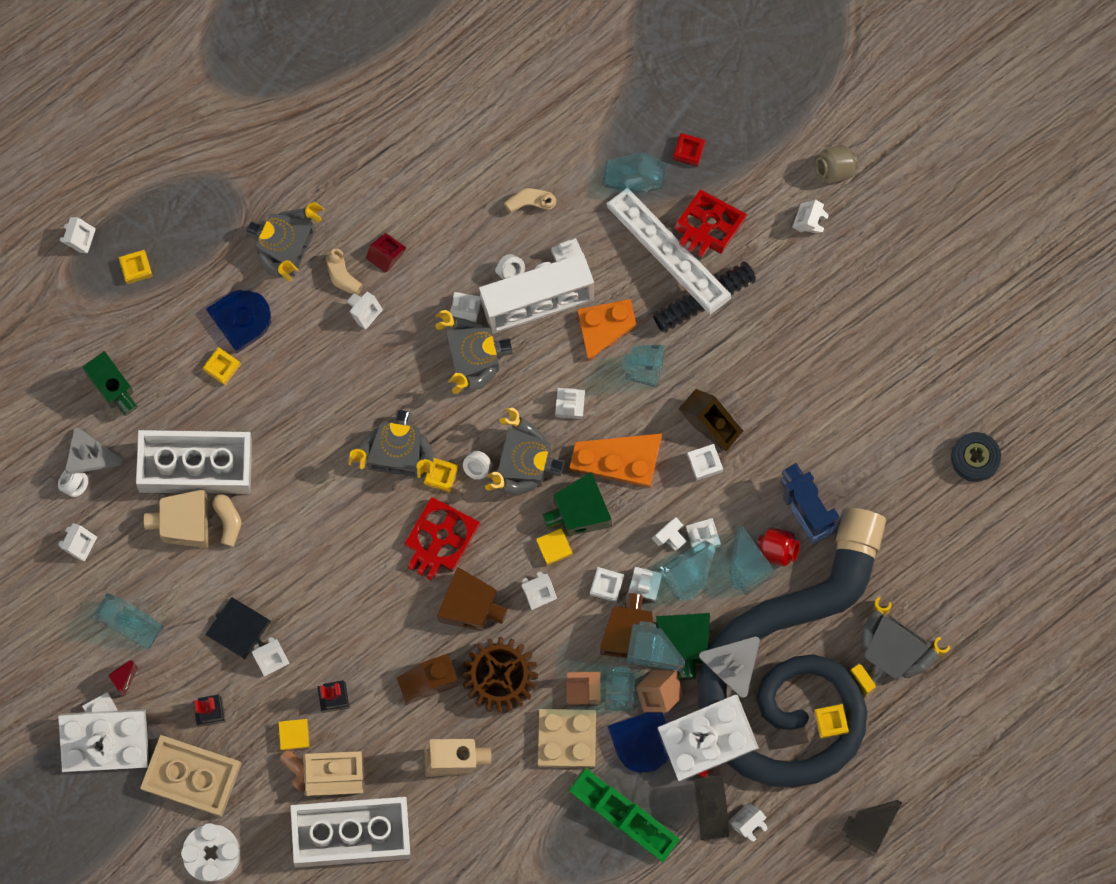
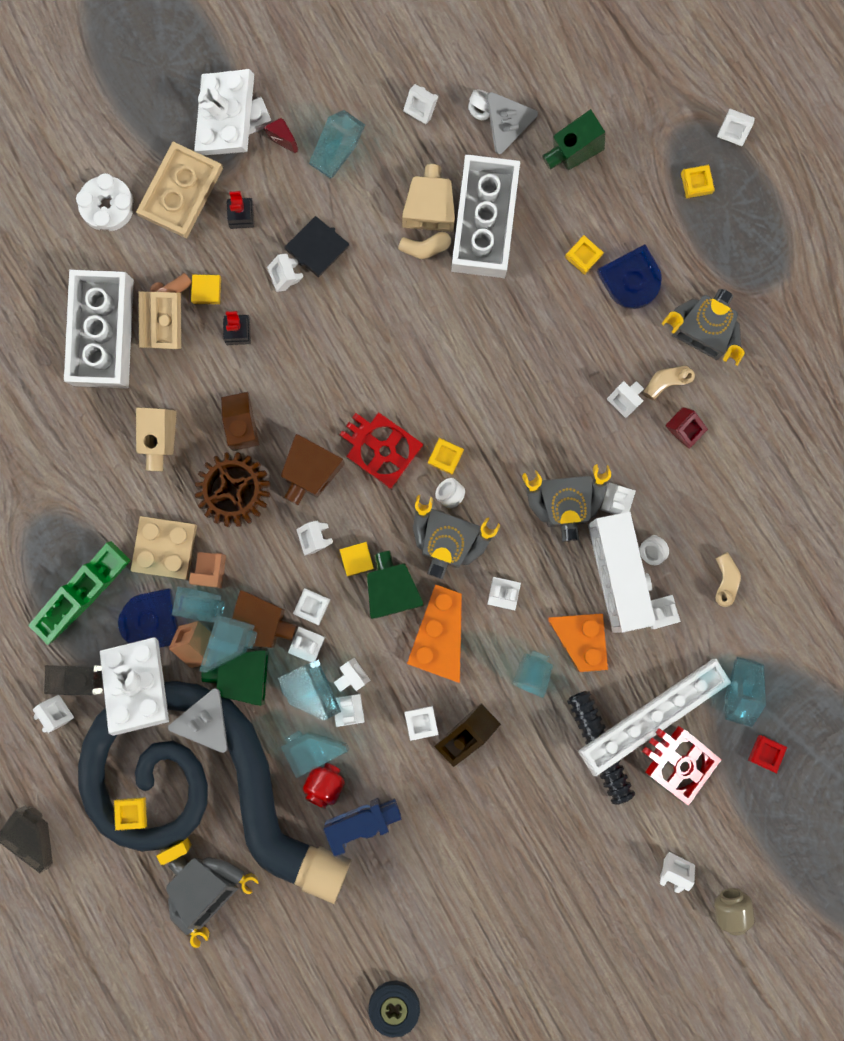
camera: 90 degrees right, 10 degrees up
(396, 449) = (475, 413): dark grey torso -> none

